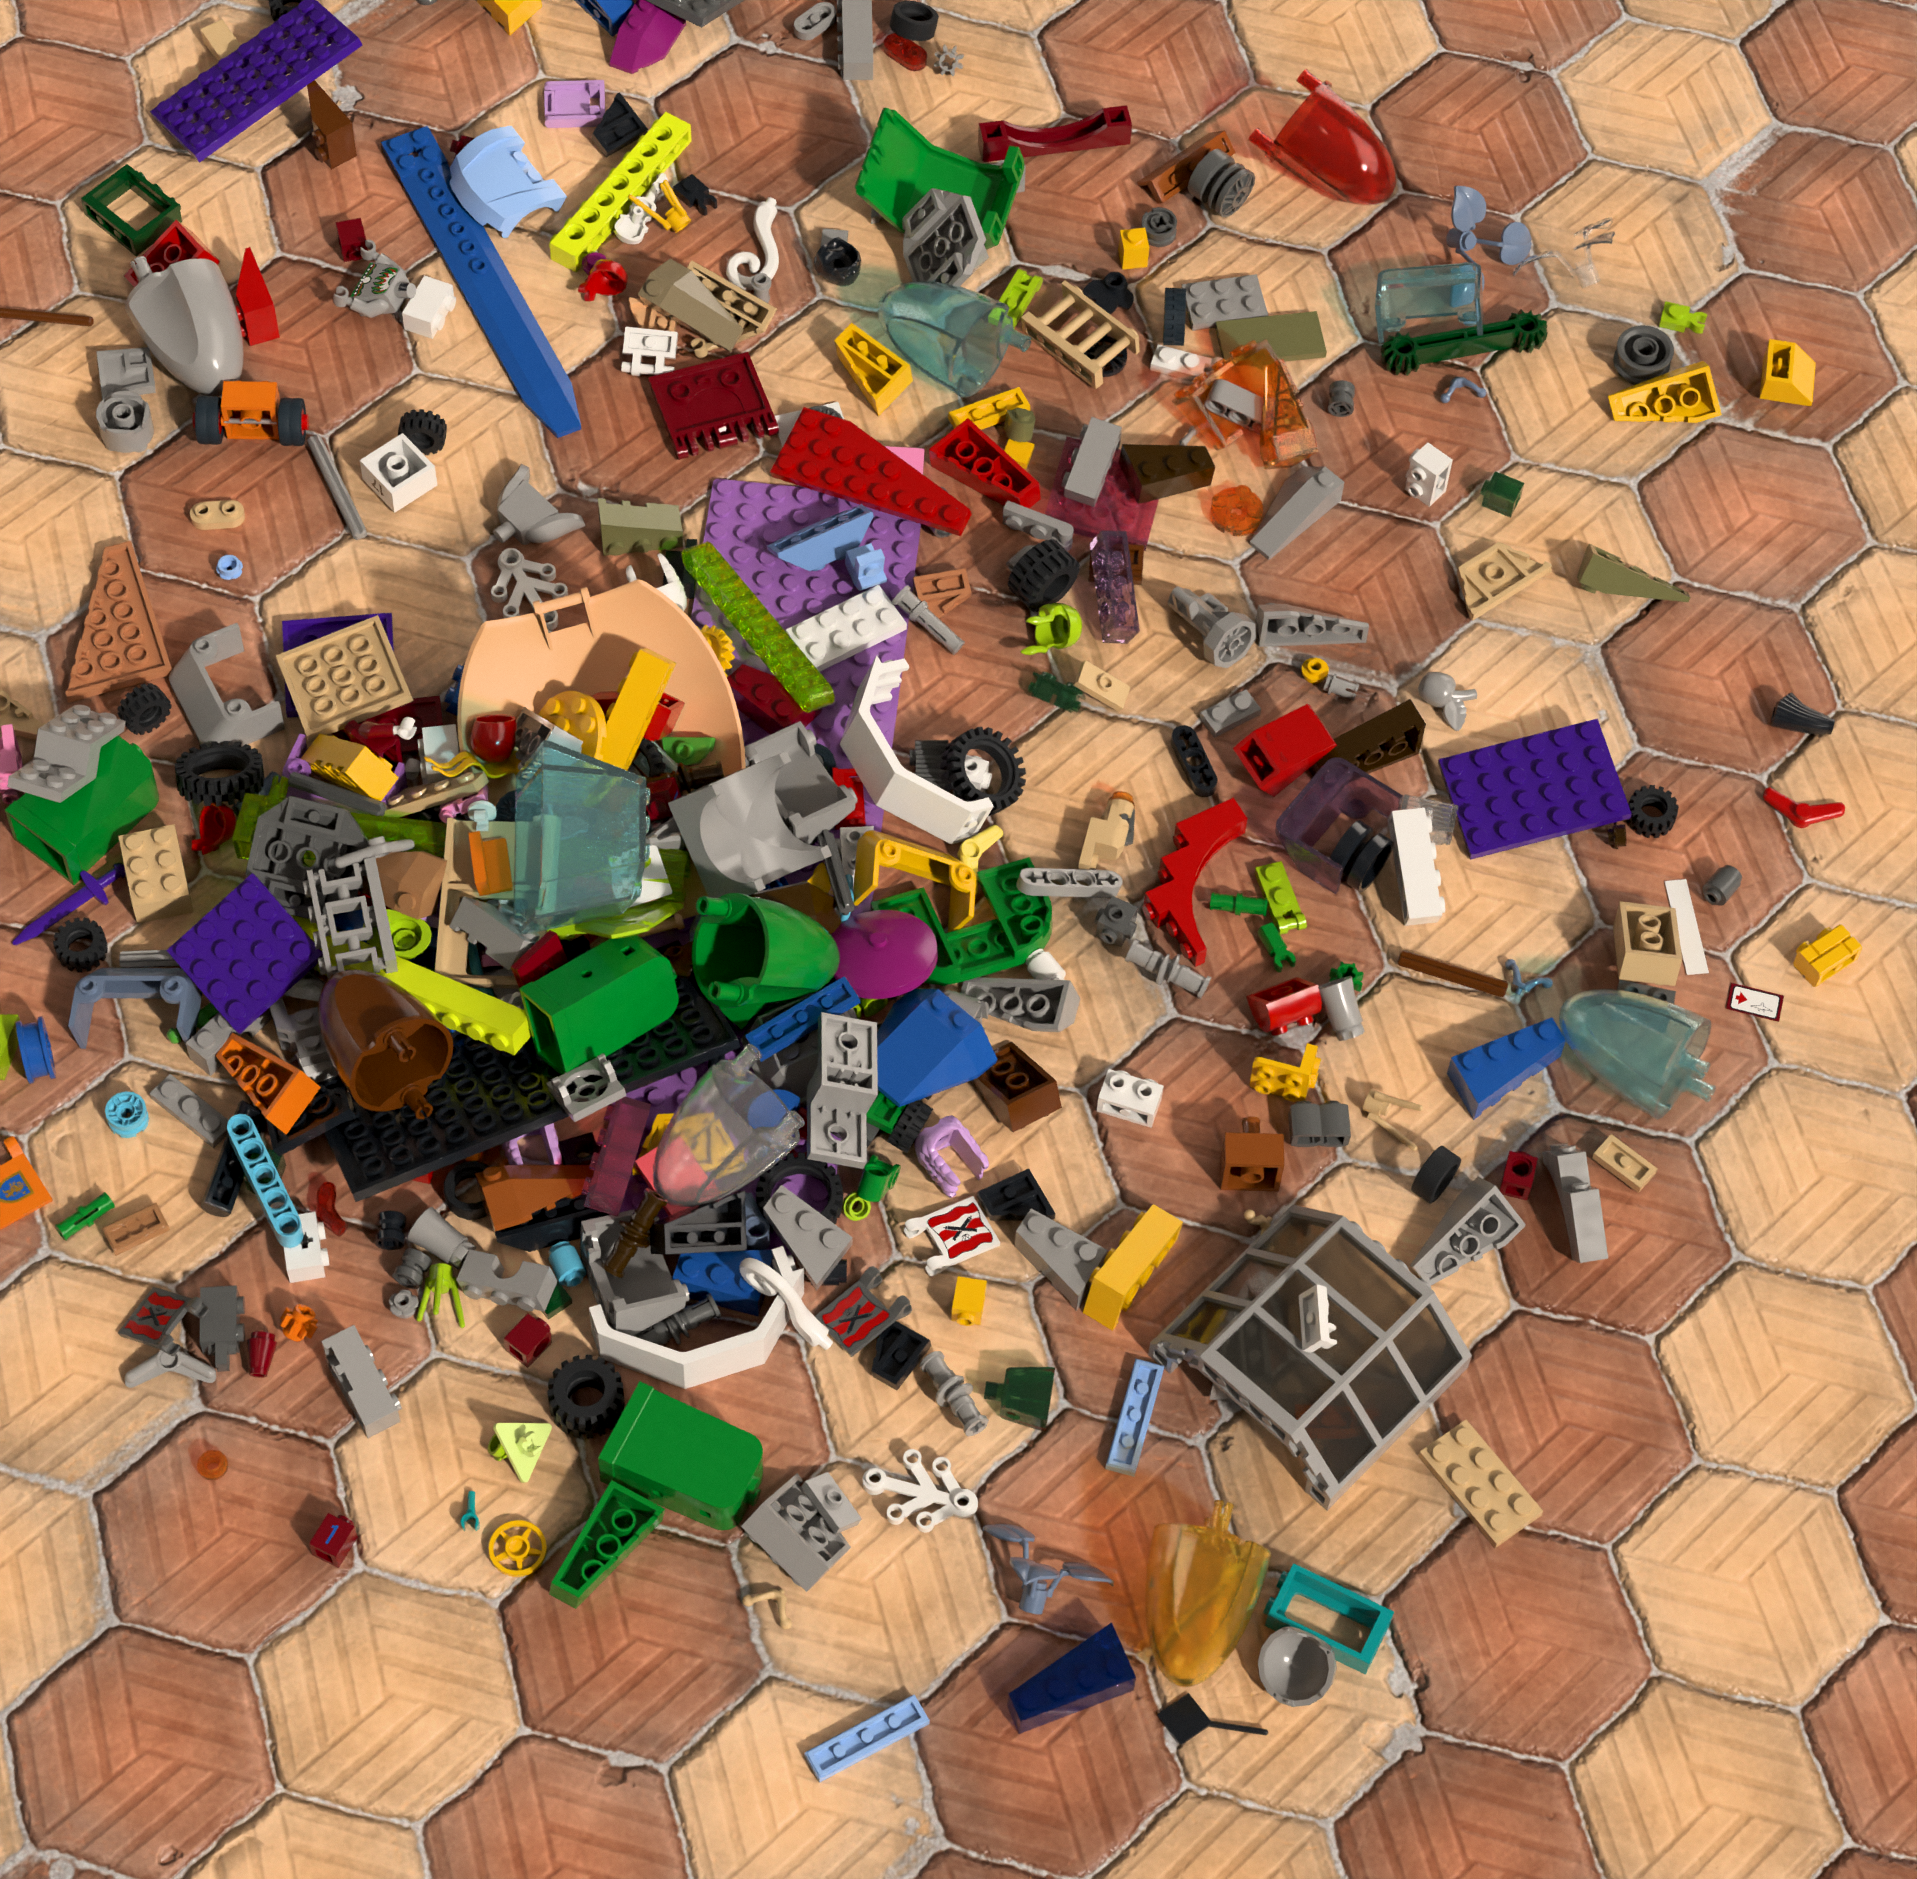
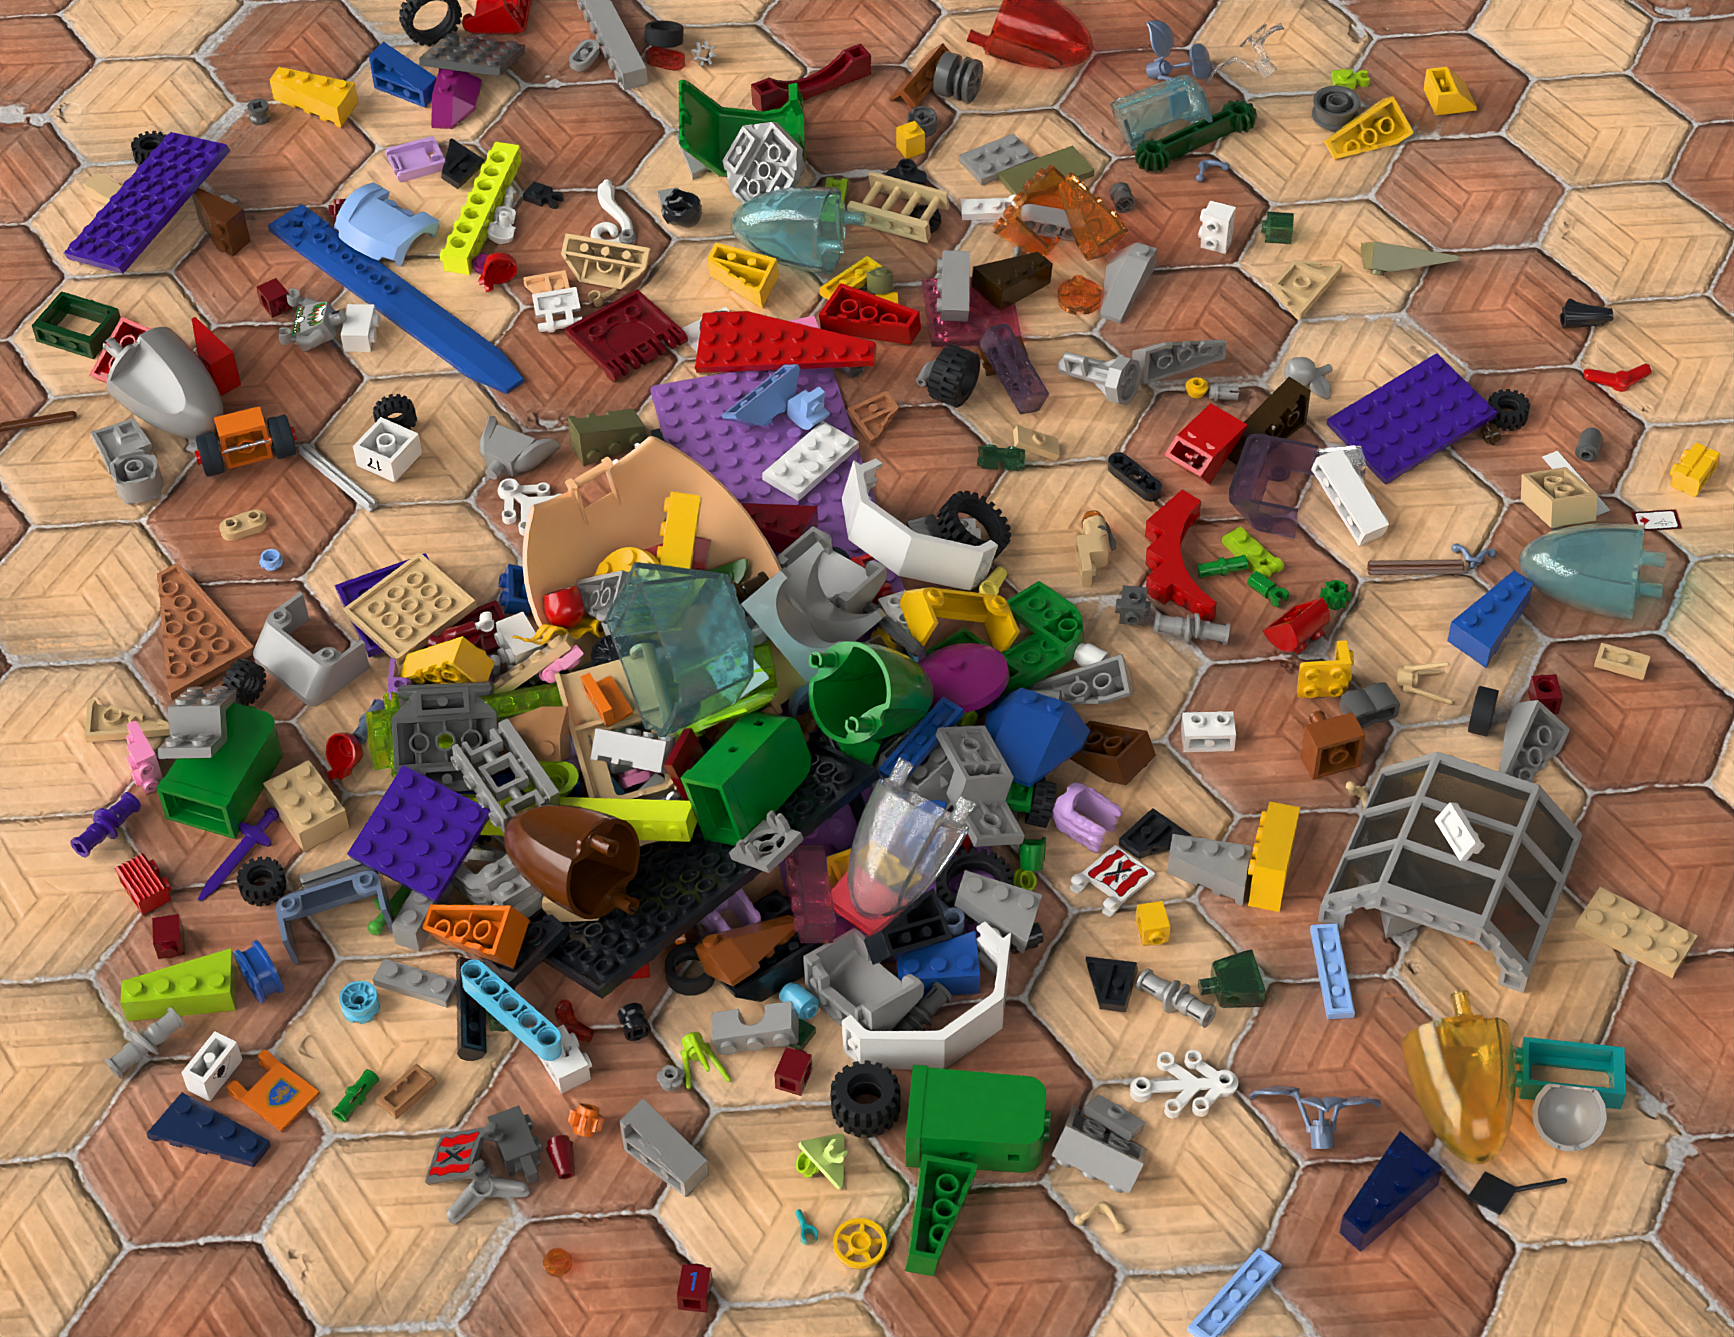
camera: 15 degrees left, 10 degrees down
(216, 757) = (331, 710): black tyre -> none
(377, 849) = (504, 711): light grey piece -> none
(412, 1268) = (666, 1043): dark grey wheel -> none
(440, 1238) = (682, 1014): light grey plant -> none
(482, 813) = (582, 661): white plate -> none
(634, 1233) = (853, 950): dark brown piece -> none
(676, 216) = (535, 212): yellow plant -> none
(685, 299) = (572, 264): dark tan wedge -> none
(758, 627) = (749, 473): clear neon green beam -> none
(770, 1283) = (1025, 980): white plant -> none
(859, 1316) = (1065, 965): dark grey flag -> none
(919, 612) = (864, 430): light grey pin -> none
(1037, 524) = (924, 345): light grey plate -> none
(1038, 882) = (1081, 588): light grey beam -> none
(1055, 627) = (980, 411): lime hair -> none
(1174, 316) = (967, 173): black wheel -> none
(1230, 713) = (1145, 435): light grey plate -> none
(1342, 1008) = (1346, 613): light grey plant -> none
(1361, 855) = (1307, 501): black wheel -> none
(1579, 1202) = (1607, 696): light grey arch -> none

